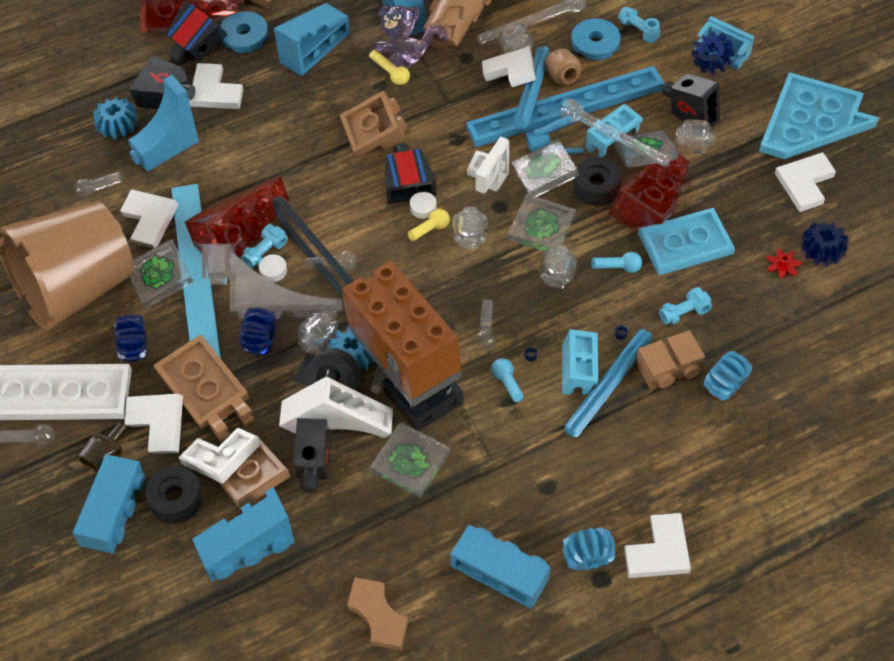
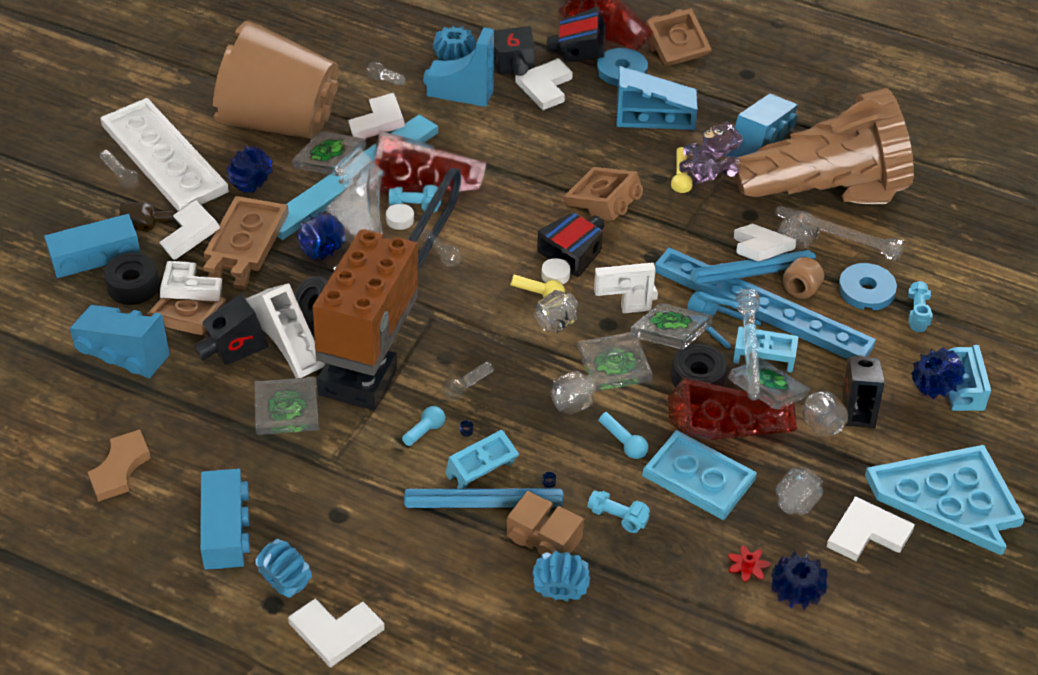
camera: 50 degrees right, 10 degrees down
(754, 193) = (799, 491): none -> clear head

